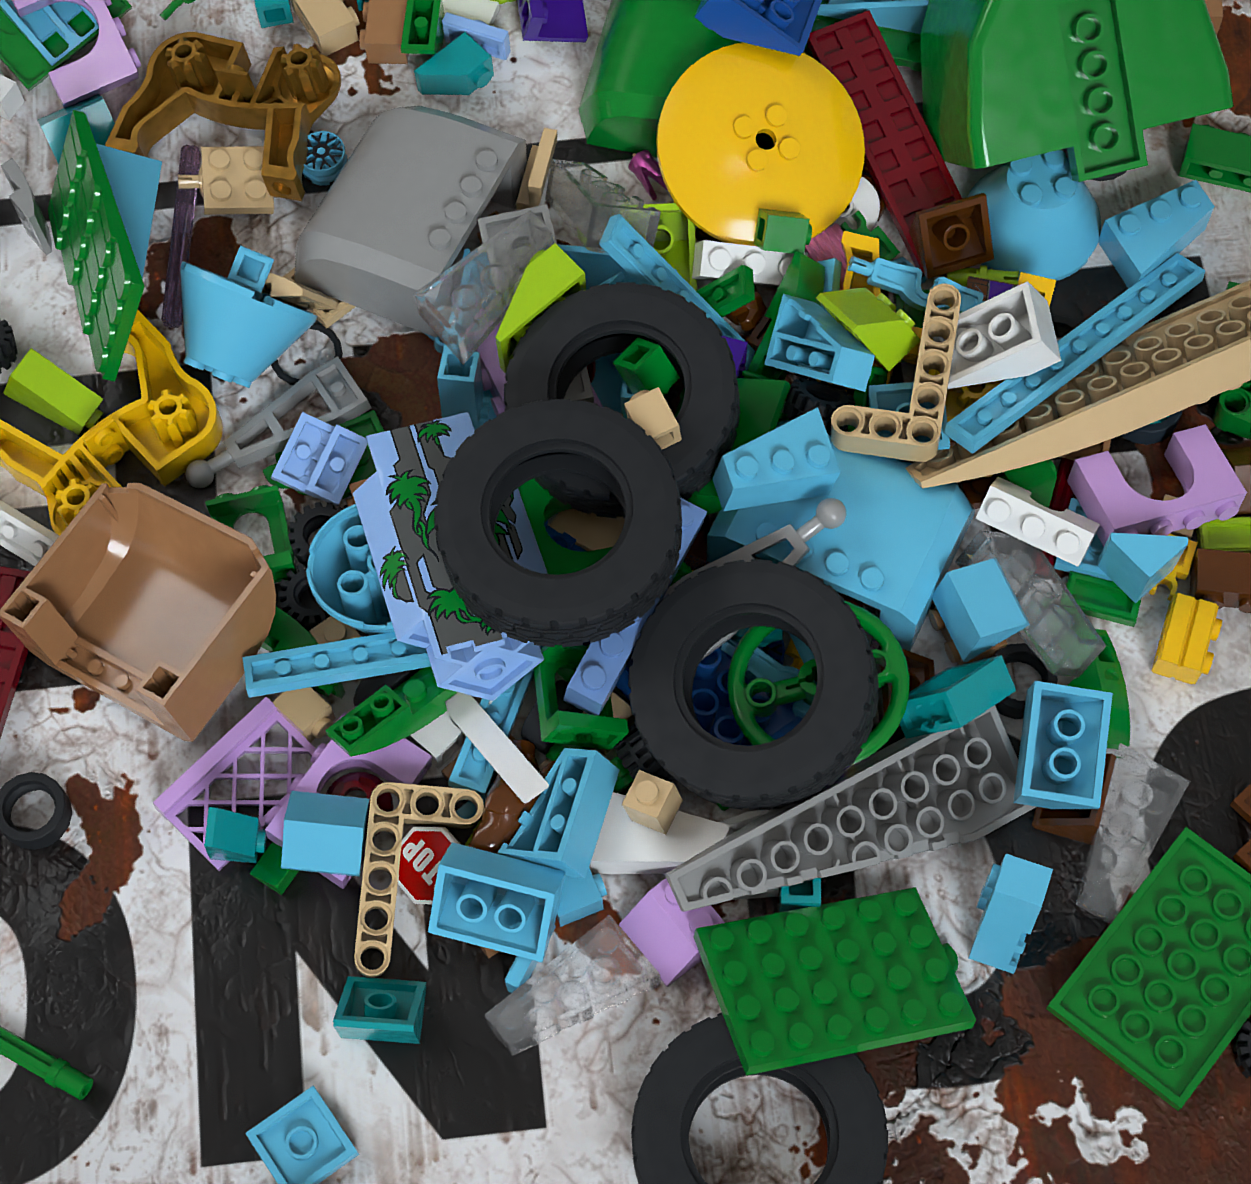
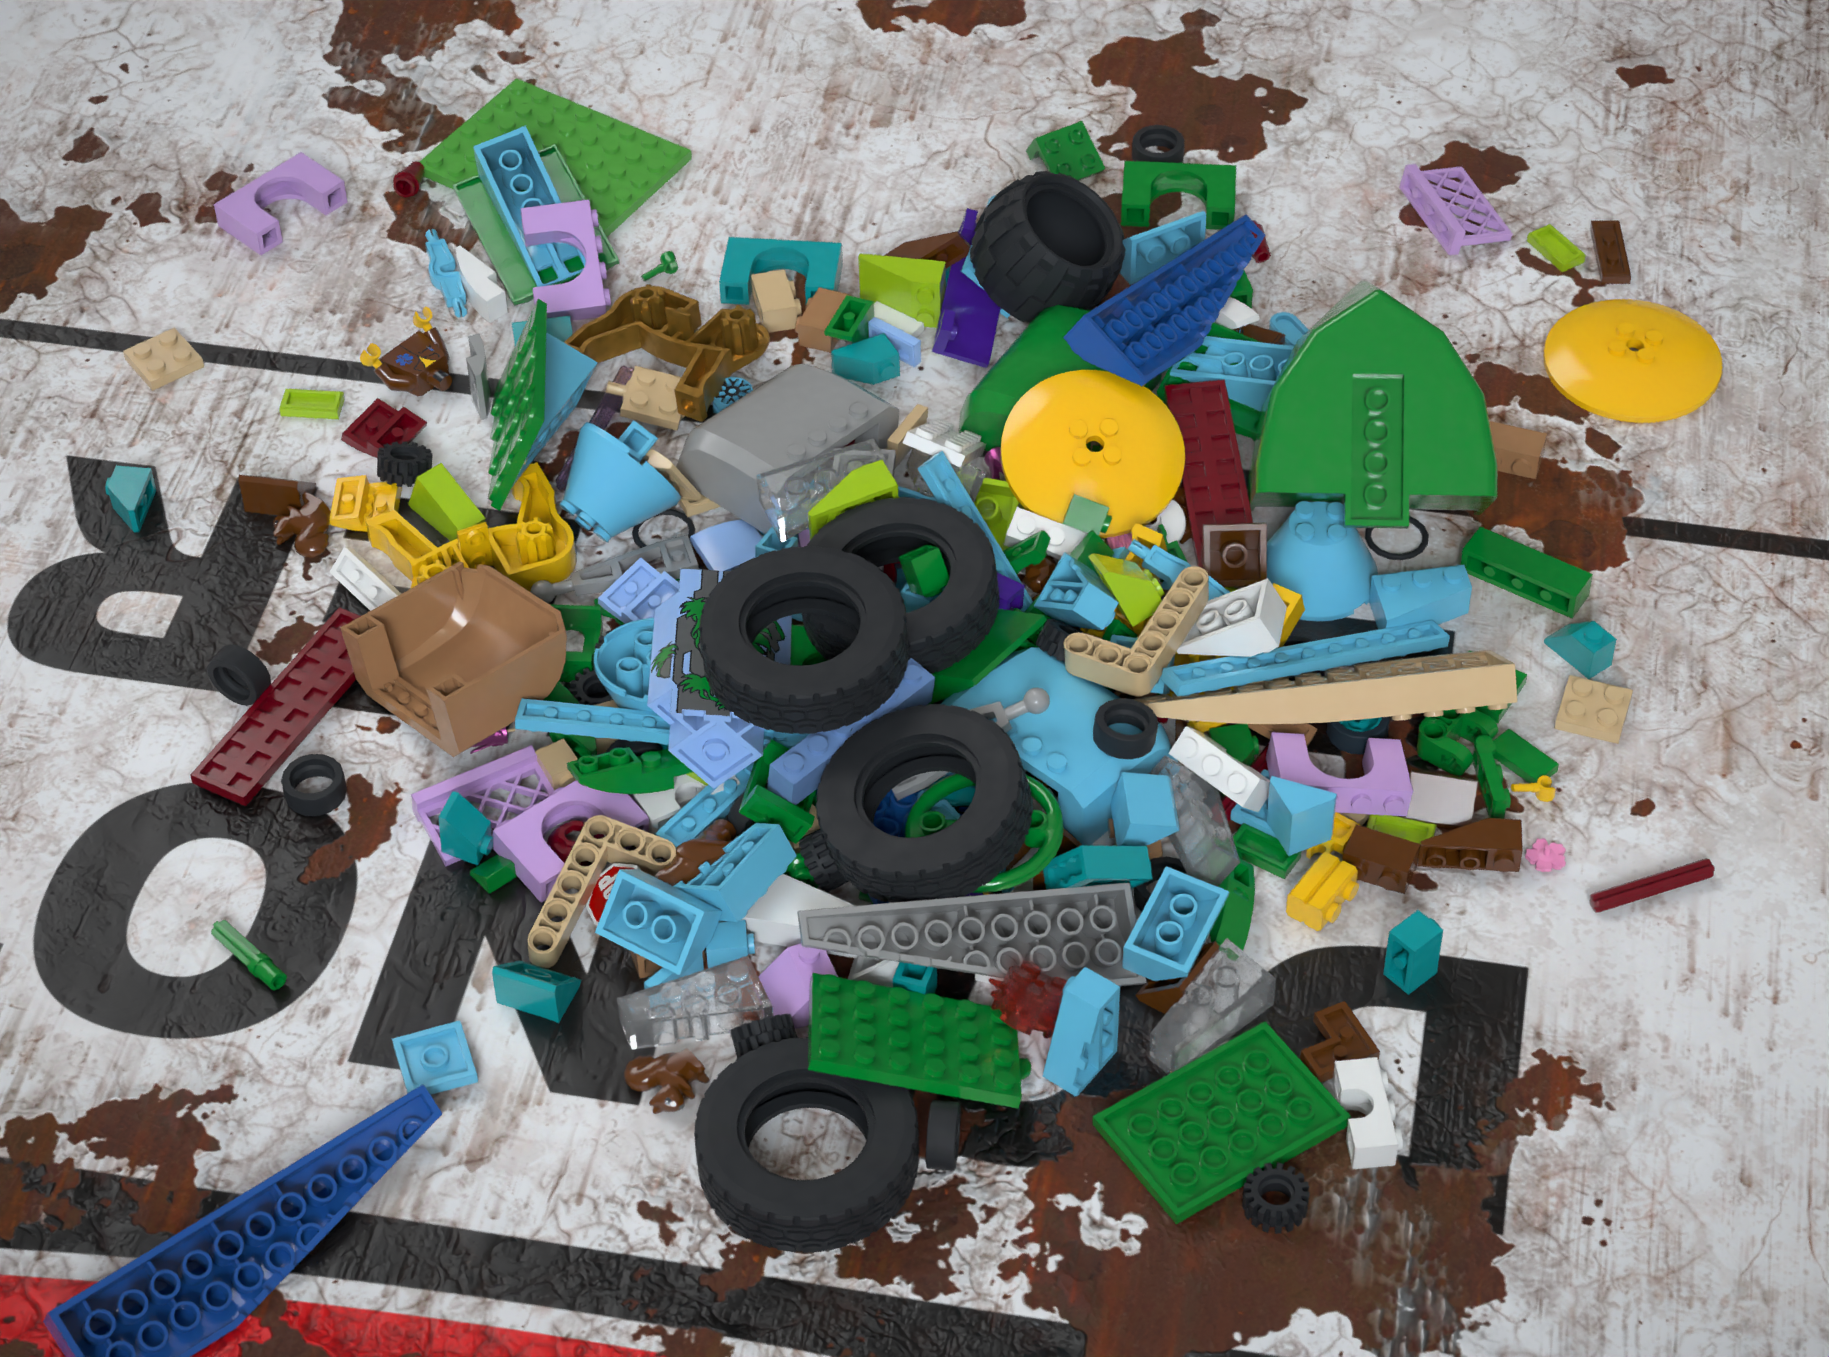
camera: 15 degrees right, 20 degrees down
(324, 833) = (536, 844): medium azure slope -> none
(392, 360) = (726, 544): none -> light blue slope
(496, 747) = (701, 815): white sticker -> none
(568, 1080) = (671, 1073): none -> reddish brown animal
(597, 177) = (939, 436): none -> white plate
(652, 802) = (812, 878): tan brick -> none
(654, 416) = (912, 589): tan brick -> none
(662, 1013) = (762, 1032): none -> black tyre
(779, 466) = (1005, 659): medium azure wedge -> none
(902, 1085) = (943, 1135): none -> black tyre
(933, 491) = (1123, 745): none -> black tyre
(939, 883) = (1028, 998): none -> clear red brick

